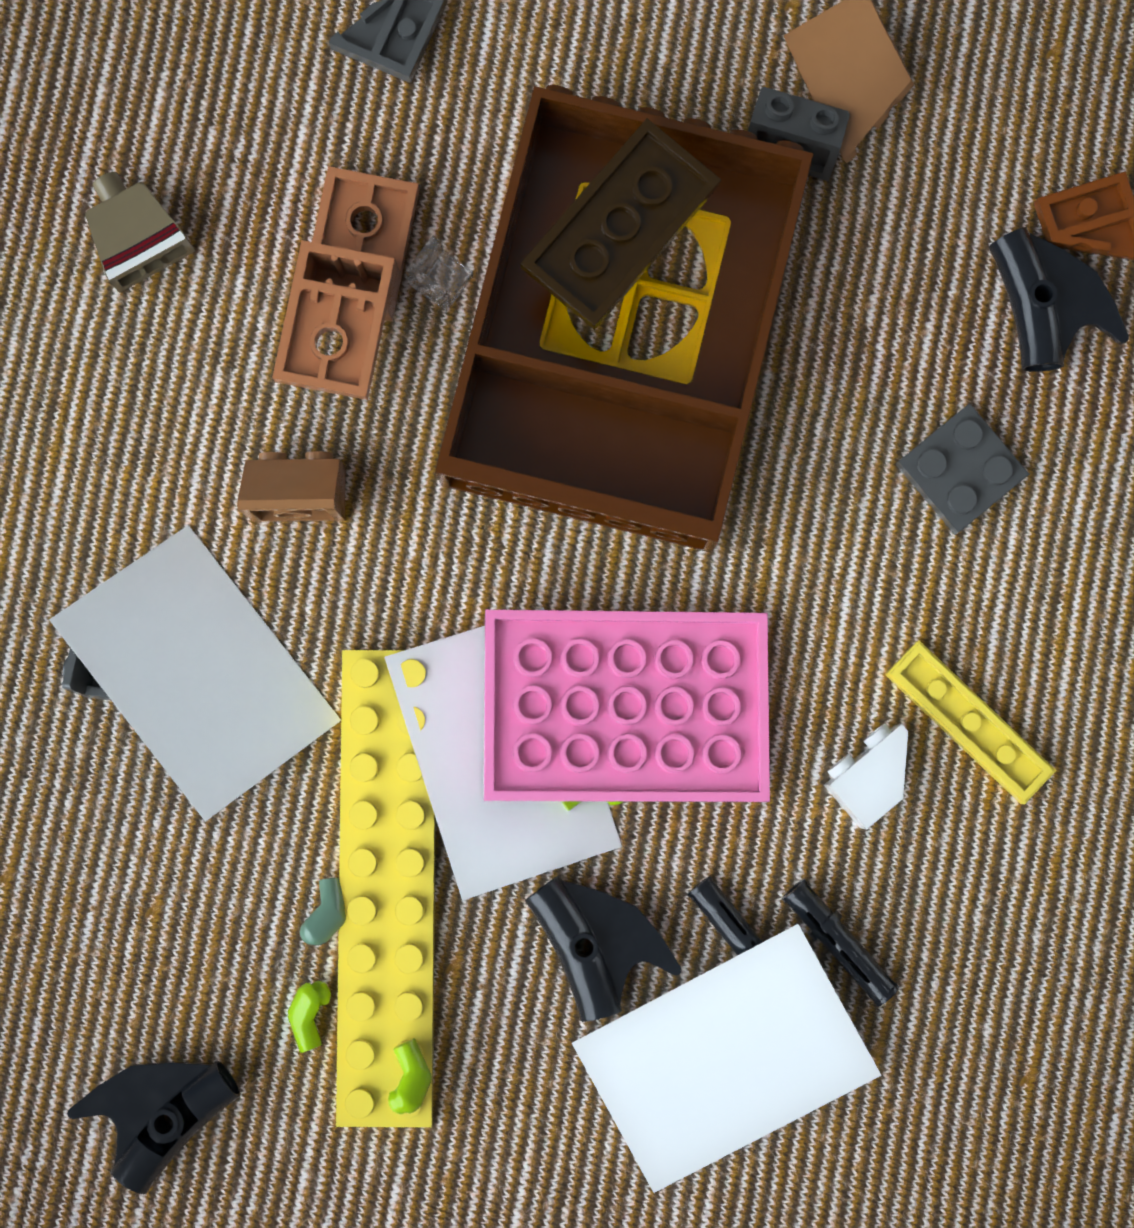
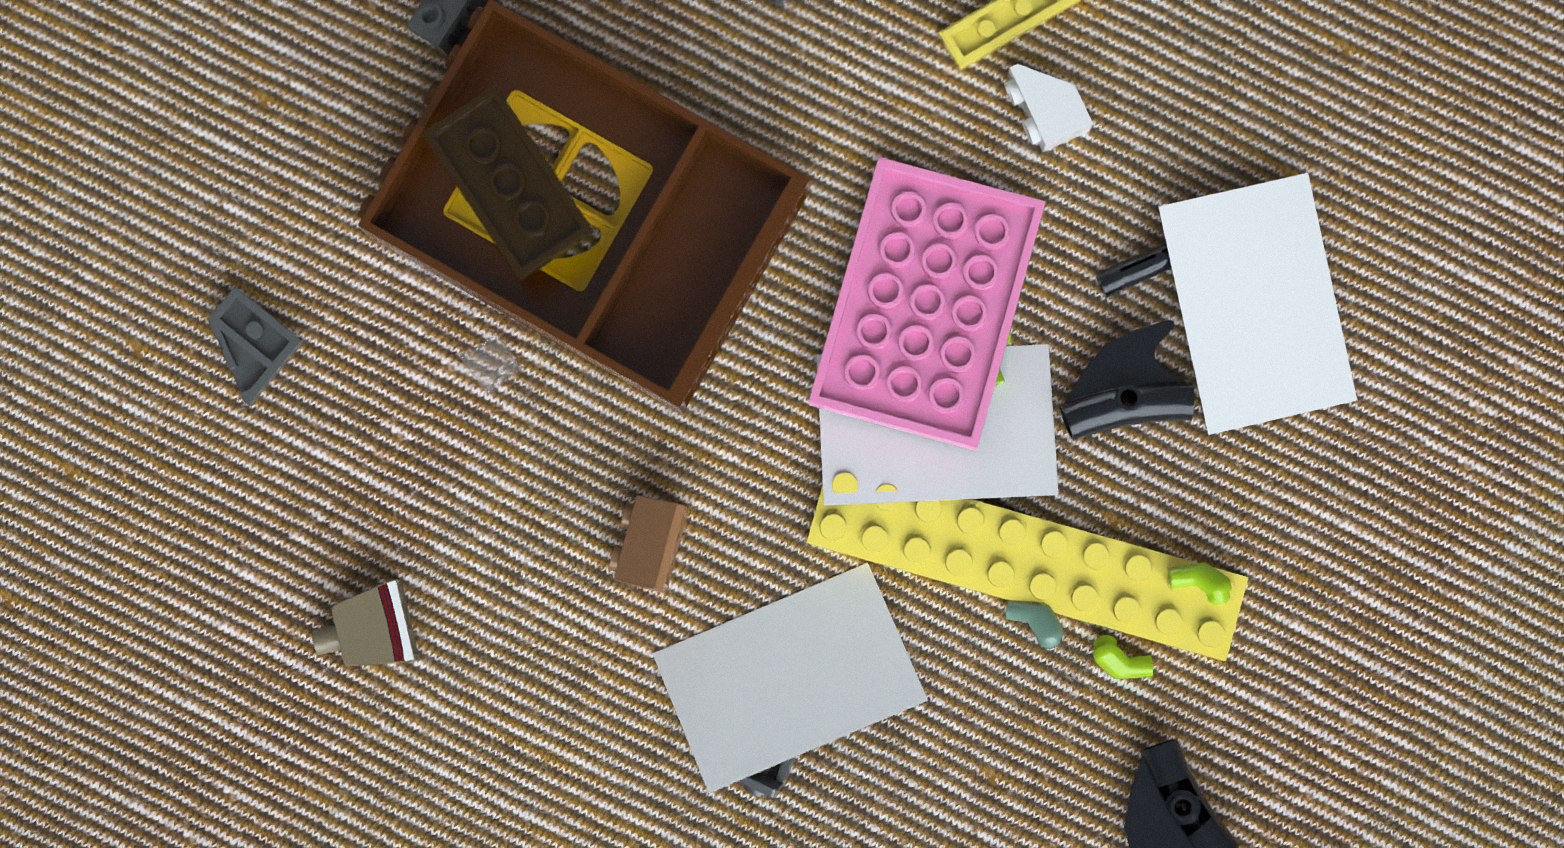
camera: 75 degrees left, 0 degrees up
(346, 283) = (478, 444): nougat bracket -> none
(827, 927) = (1168, 183): black pin -> none

